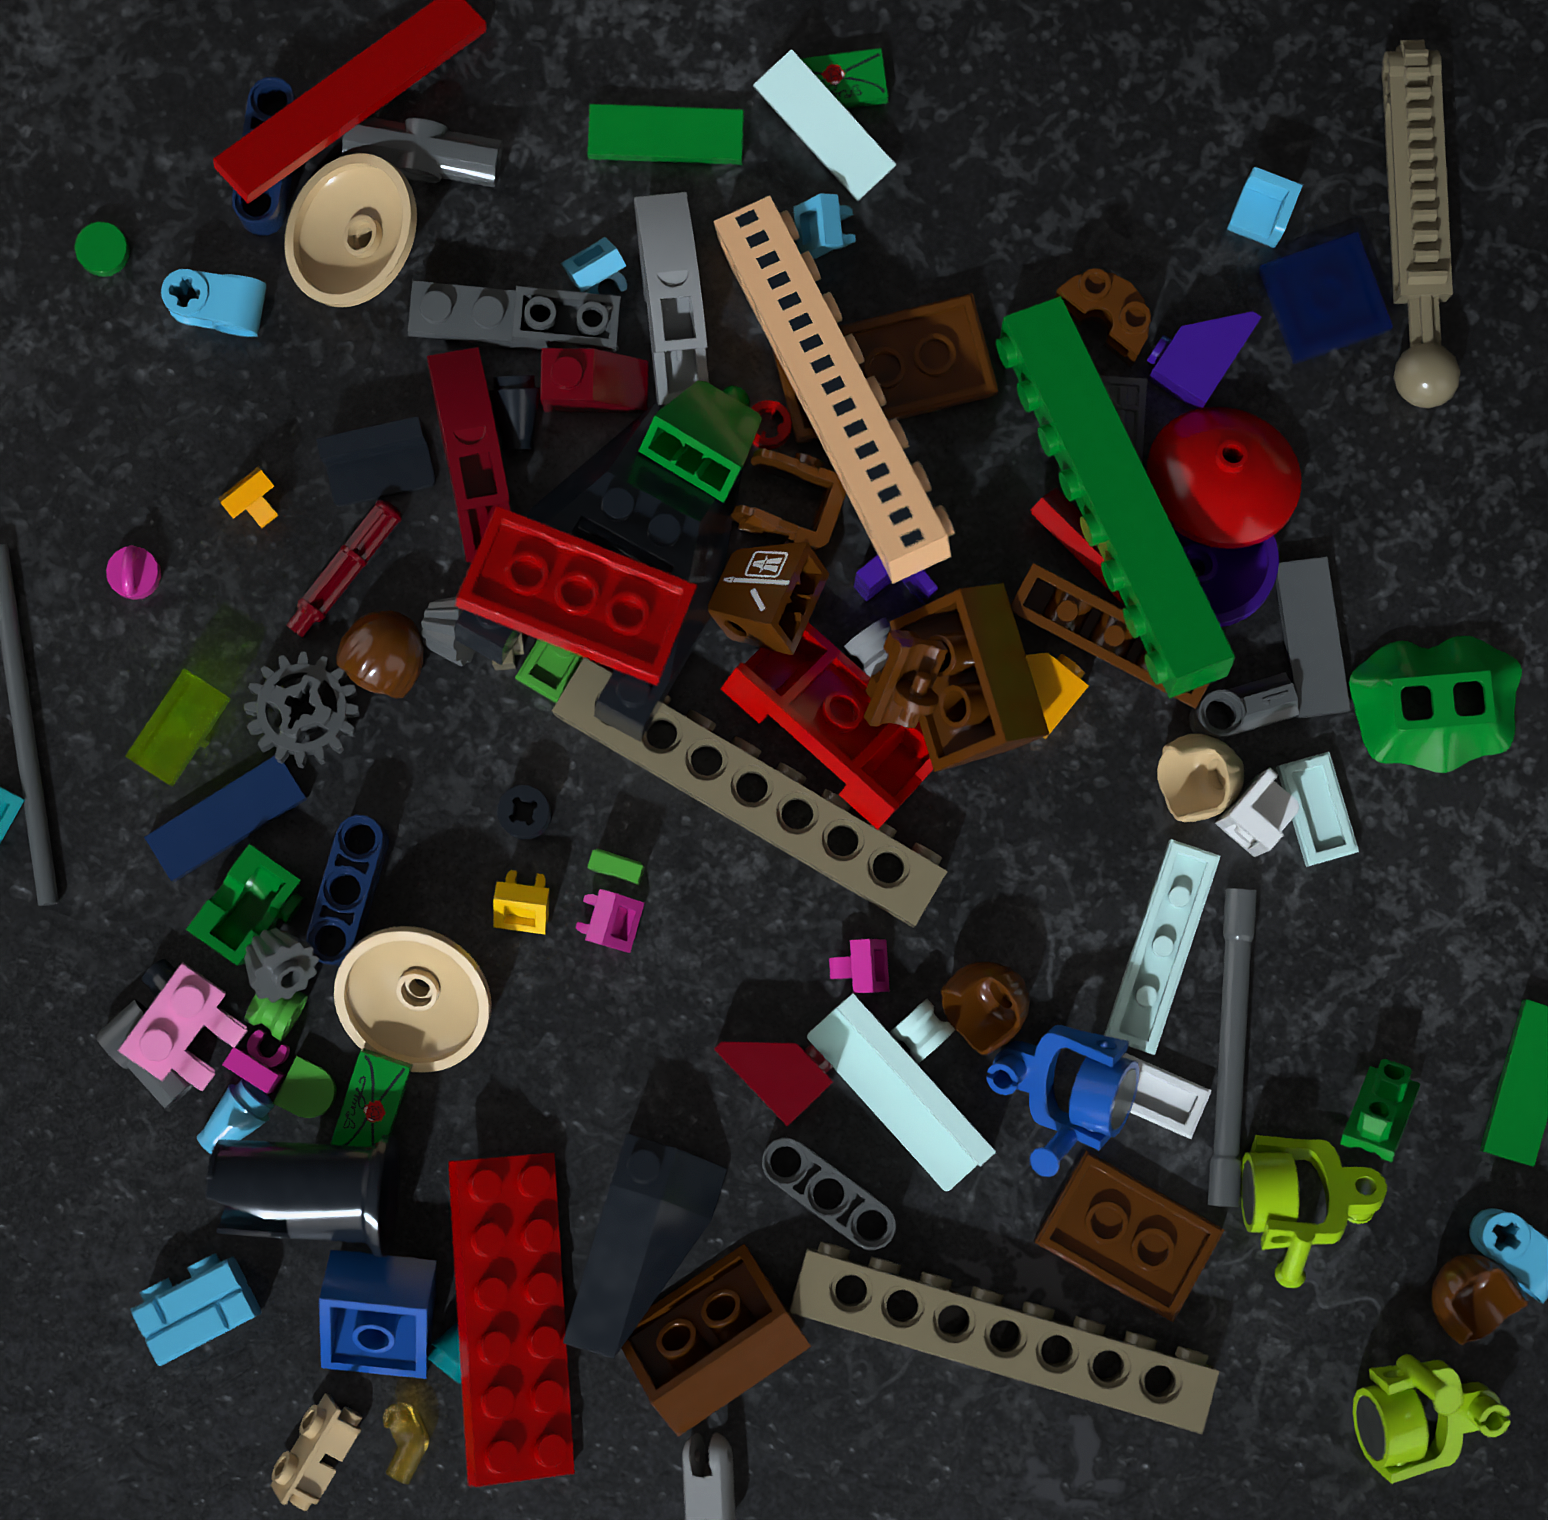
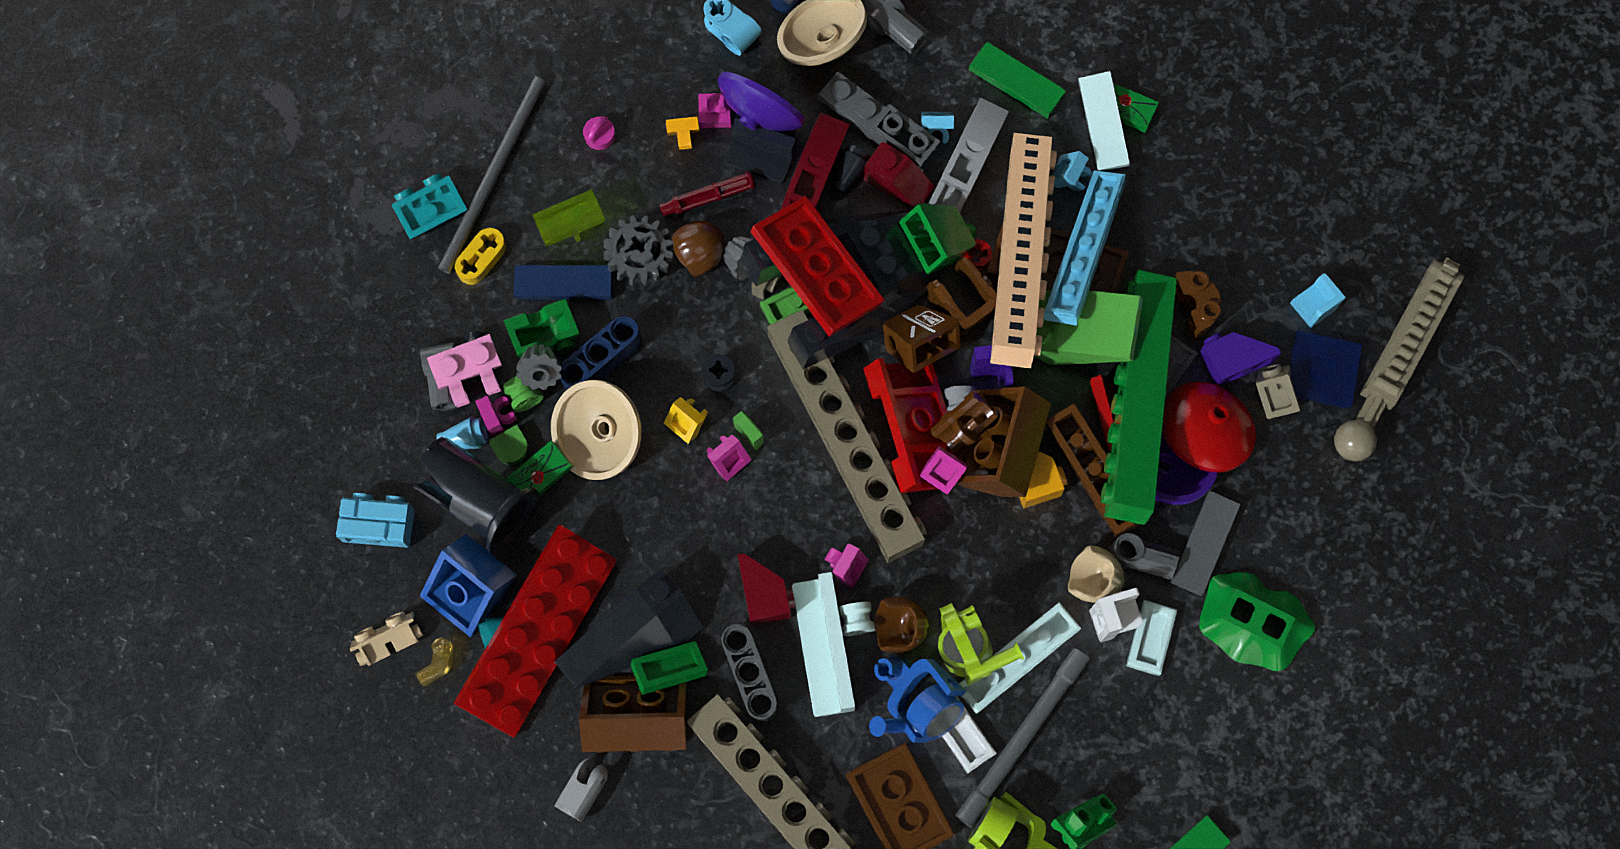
camera: 35 degrees right, 10 degrees down
(73, 852) = (486, 260): none -> yellow beam
(273, 439) = (713, 111): none -> dark pink tile
(338, 408) = (758, 104): none -> dark purple dish
(718, 1253) = (669, 667): none -> green tile
(913, 330) = (1084, 248): none -> medium azure tile
(917, 766) = (943, 470): none -> dark pink tile
(989, 440) = (1103, 333): none -> bright green slope
(1095, 979) = (967, 647): none -> lime piece
(1284, 369) = (1277, 391): none -> dark tan bracket

